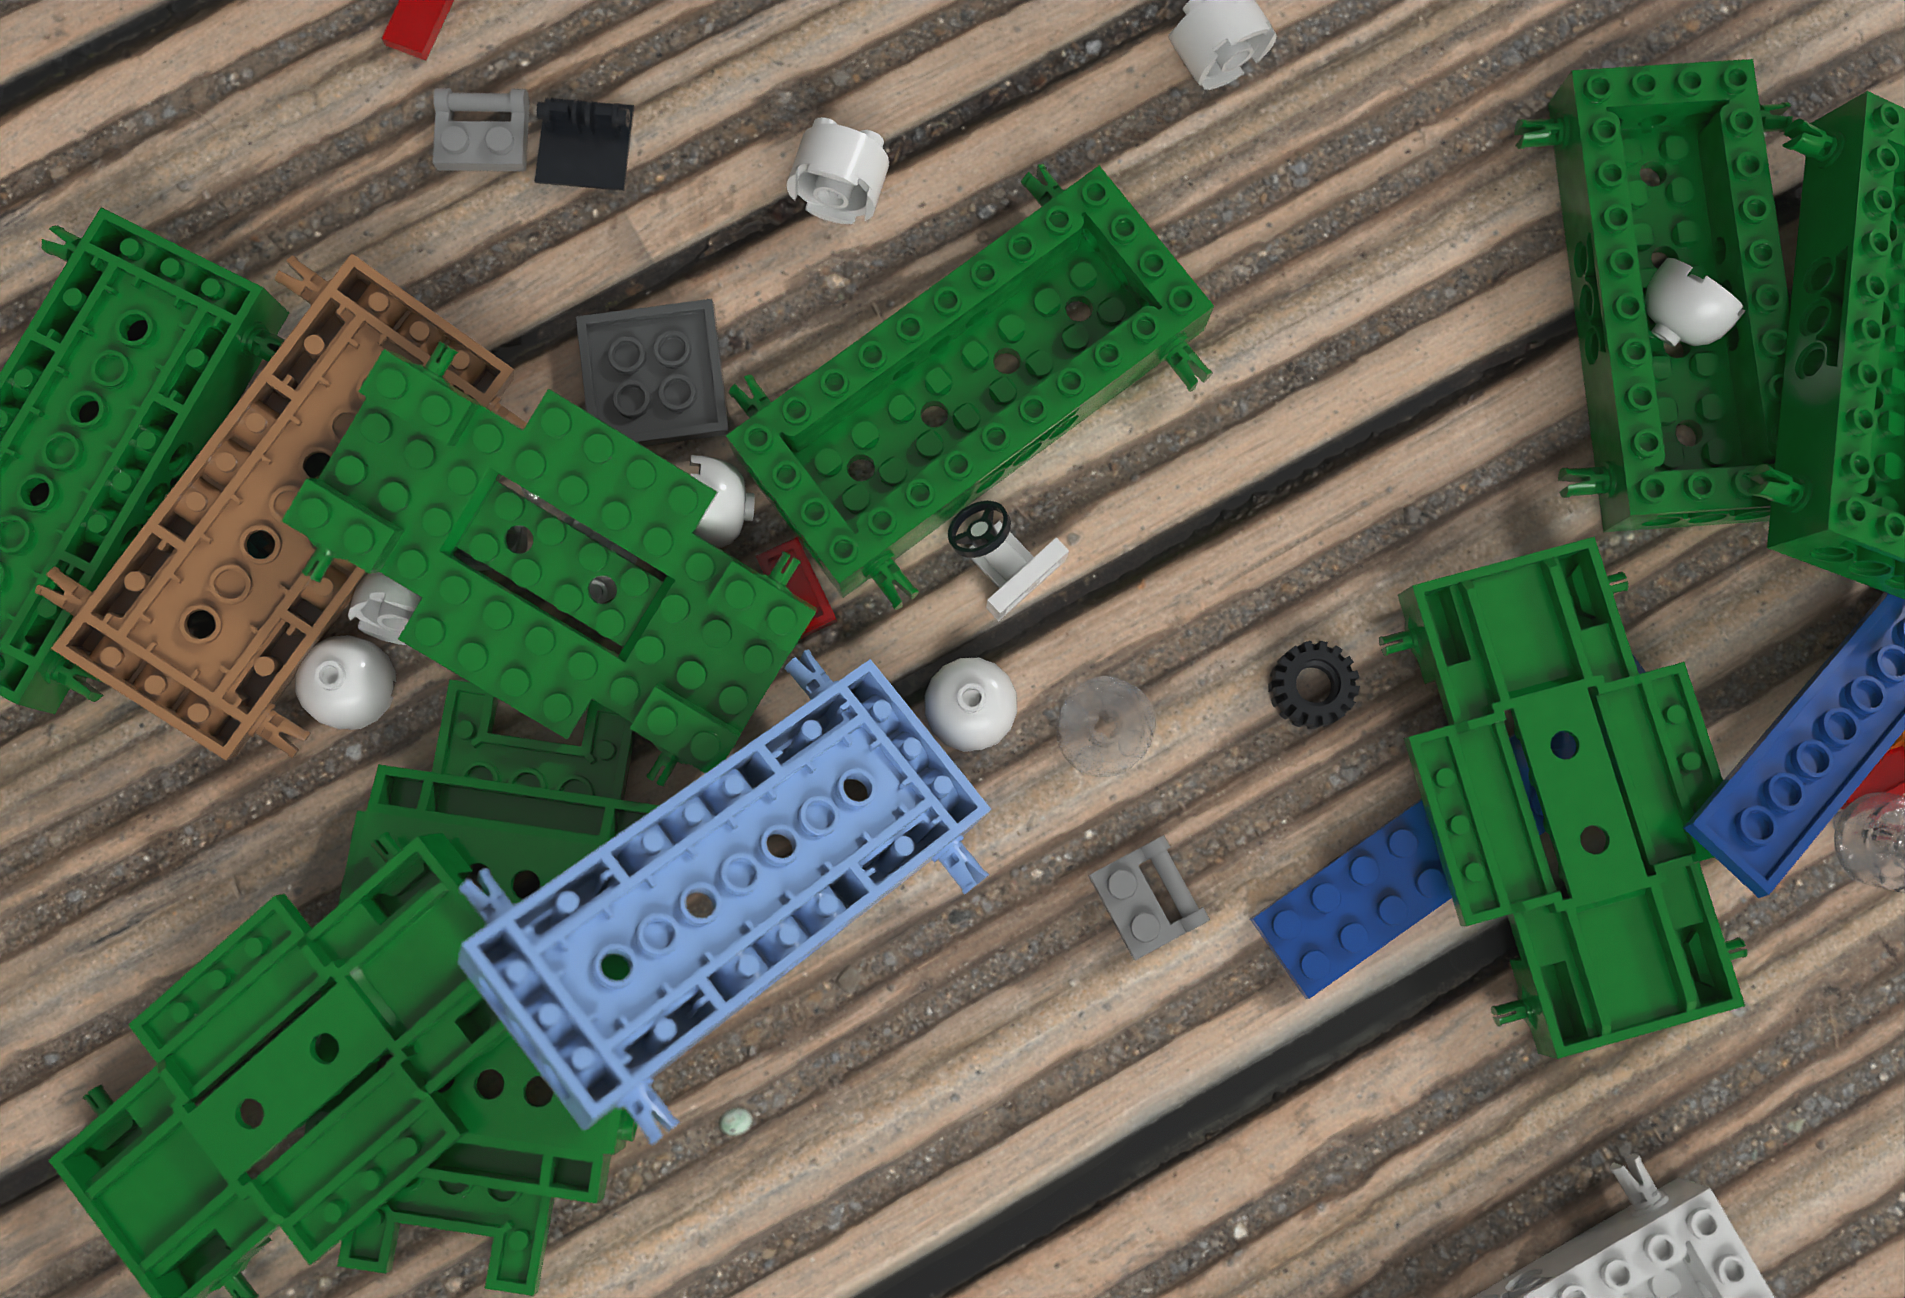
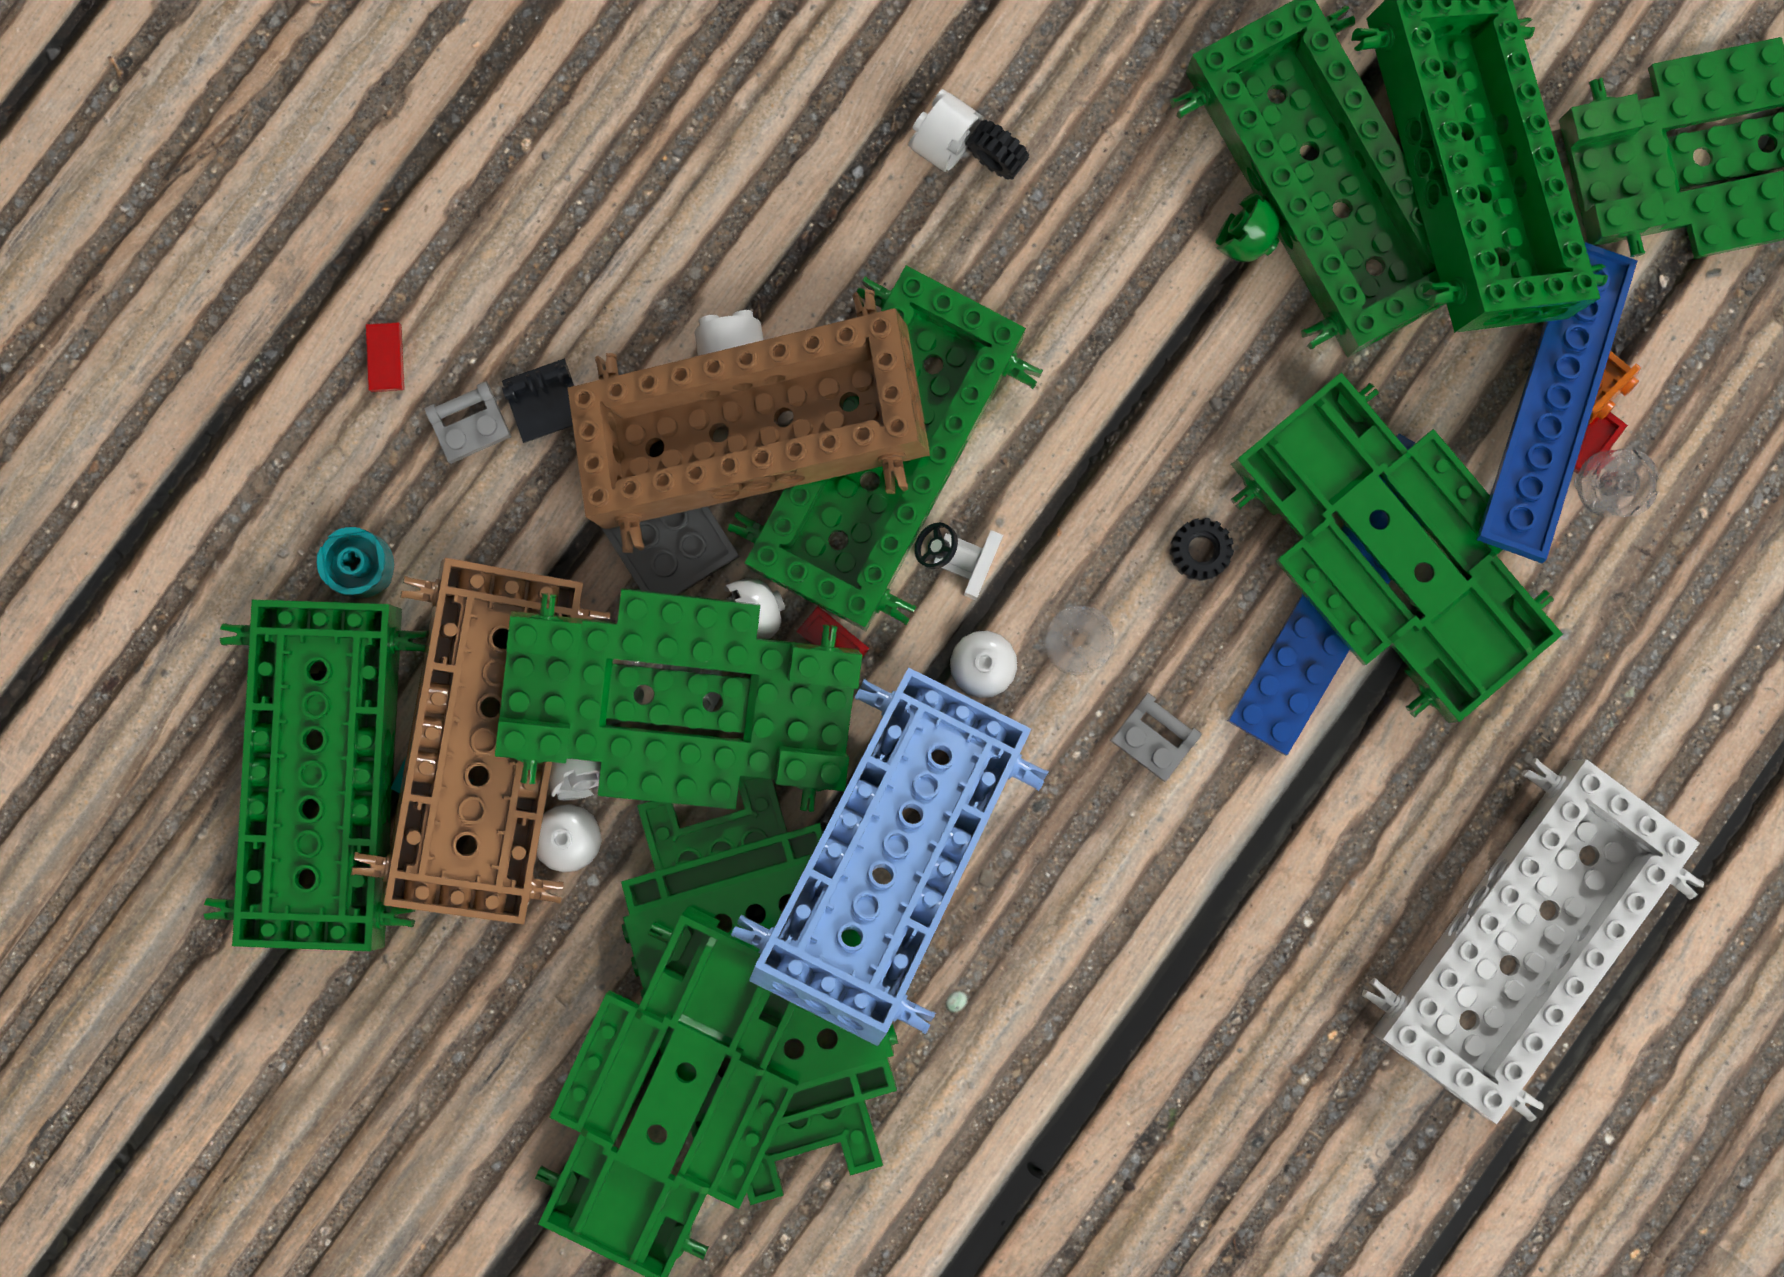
camera: 20 degrees left, 5 degrees up
(256, 227) = (342, 549): none -> teal brick
(828, 227) = (747, 392): none -> medium nougat piece
(1276, 85) = (997, 149): none -> black tyre
(1551, 319) = (1251, 231): none -> green cylinder
(1689, 306) = (1338, 185): white cylinder -> none

